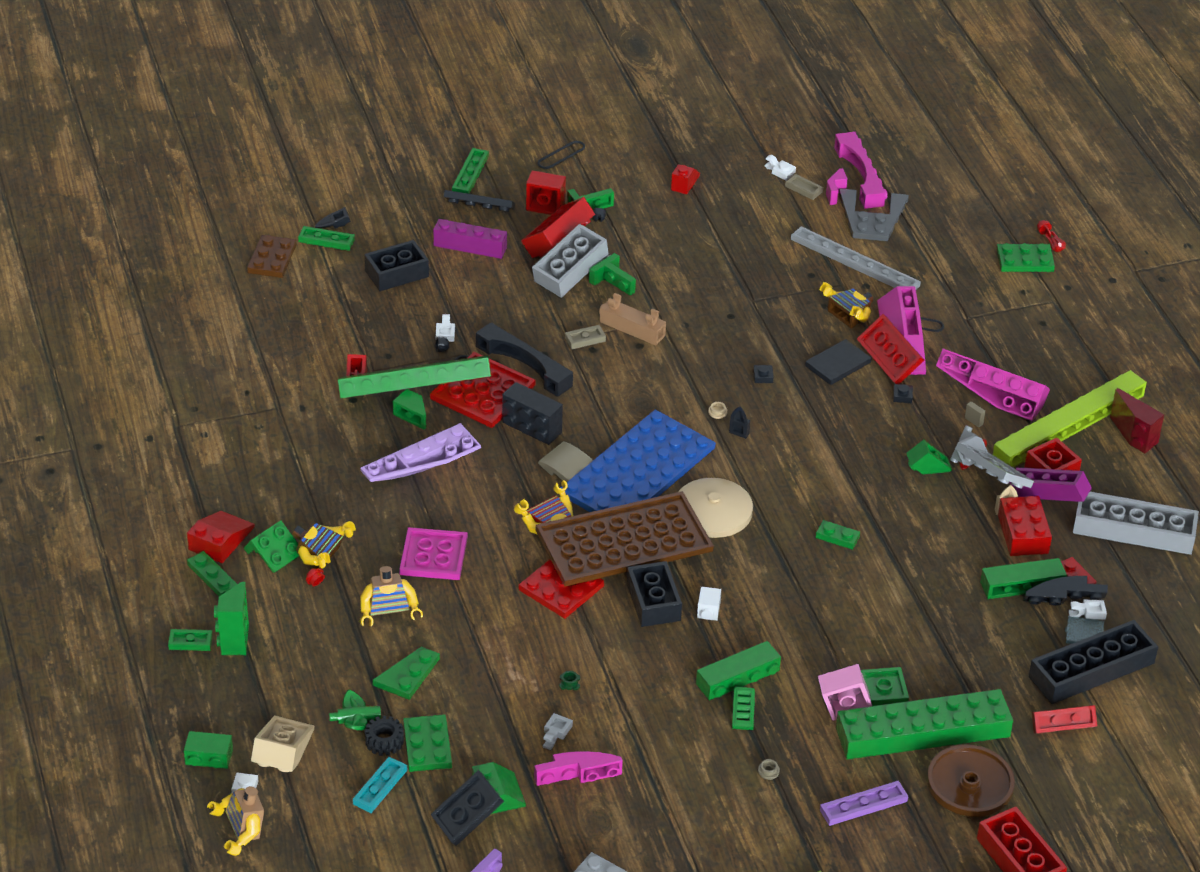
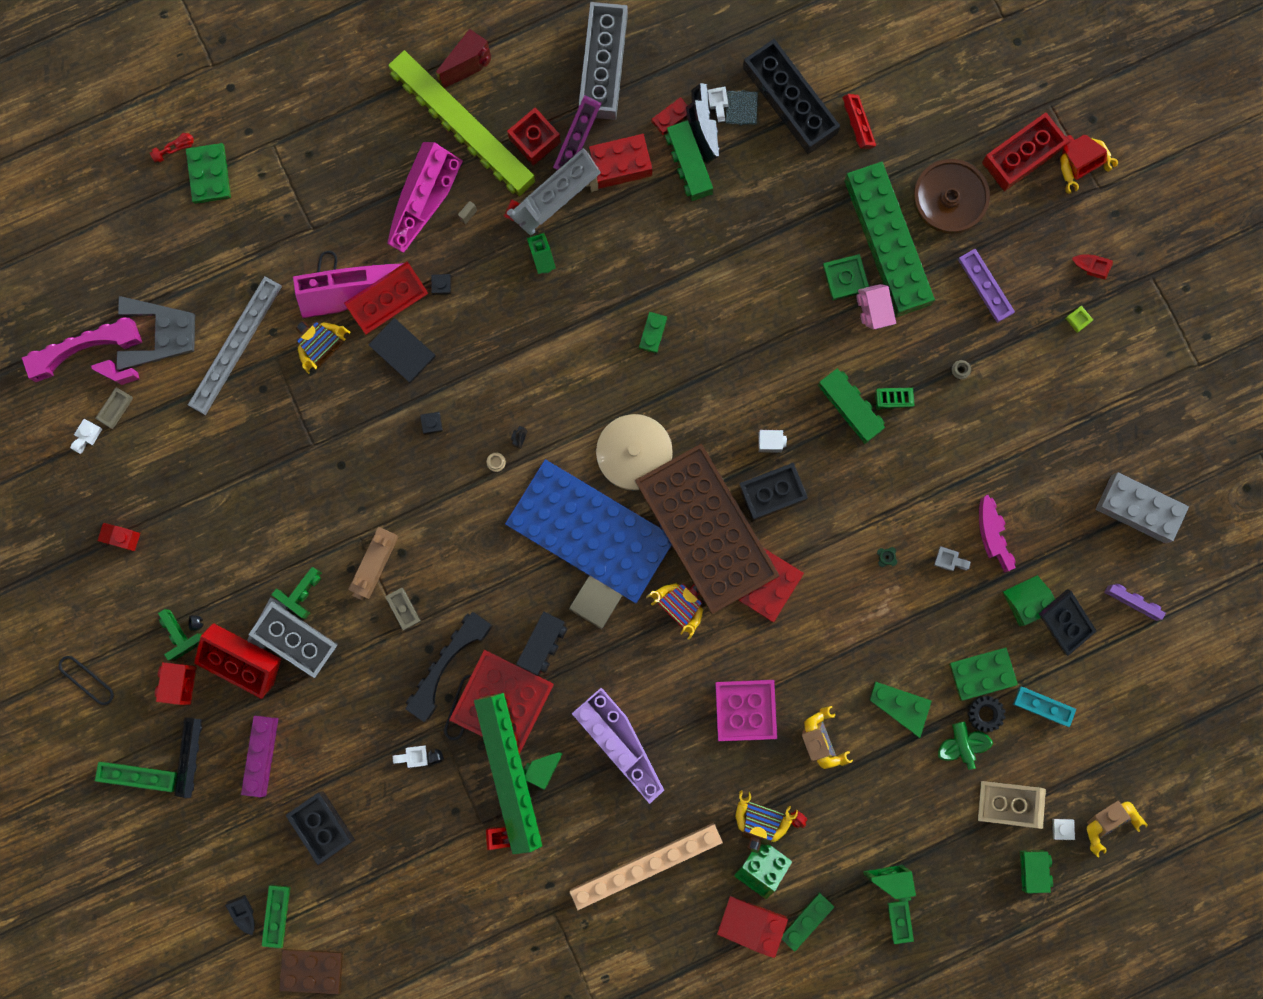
camera: 90 degrees left, 40 degrees up
(301, 465) = (645, 866): none -> light nougat brick

